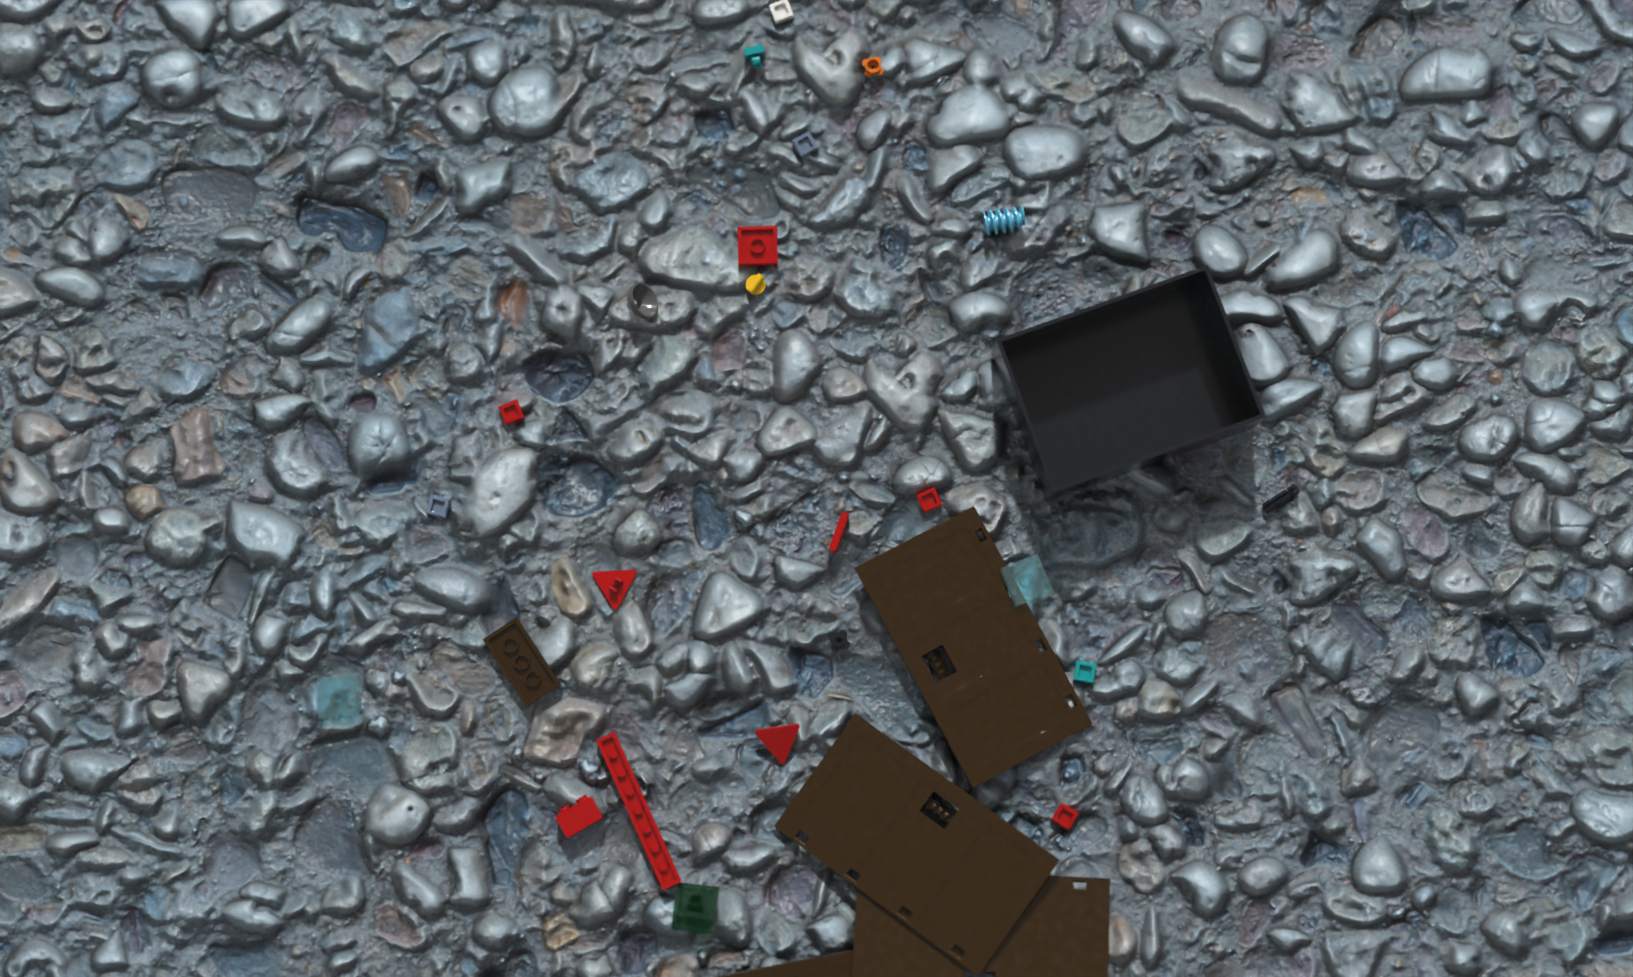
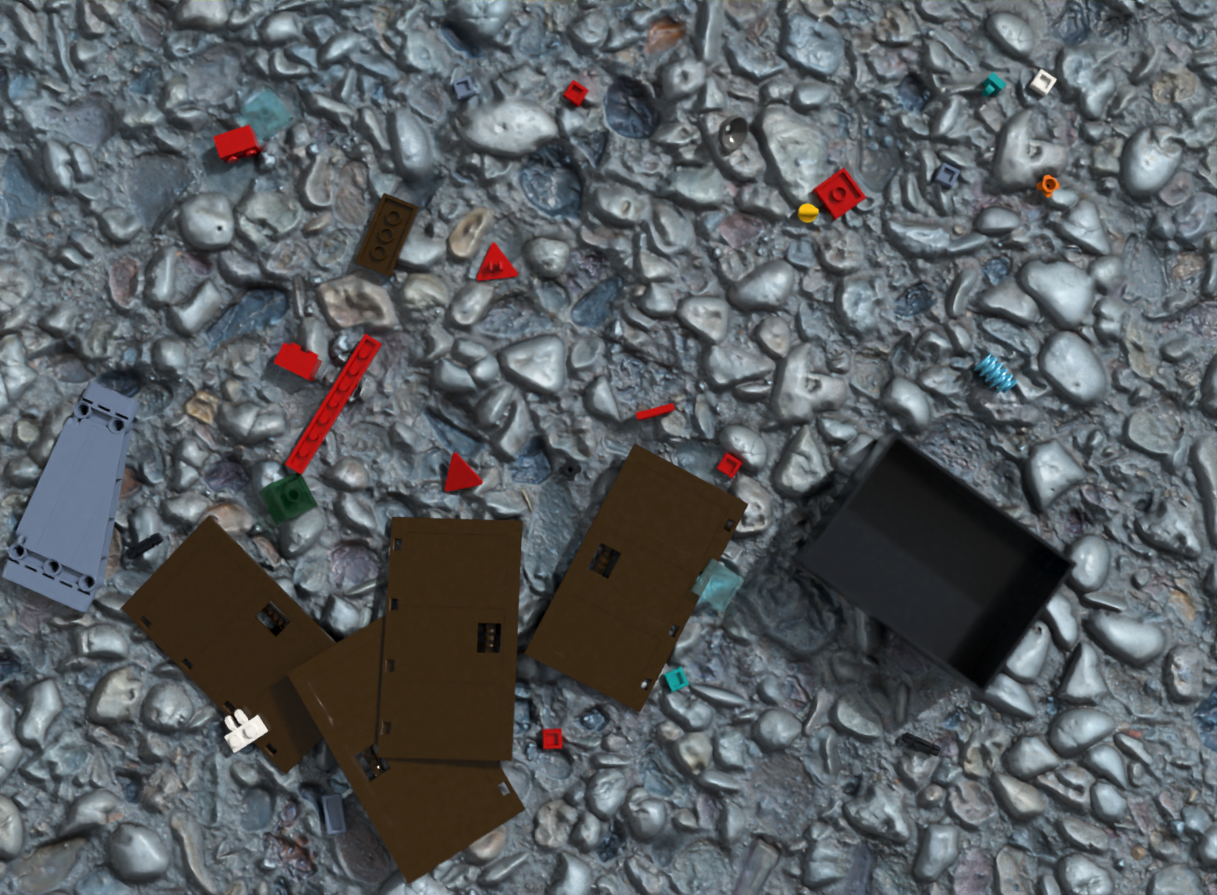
camera: 55 degrees right, 5 degrees up
(348, 740) = (237, 144): none -> red brick

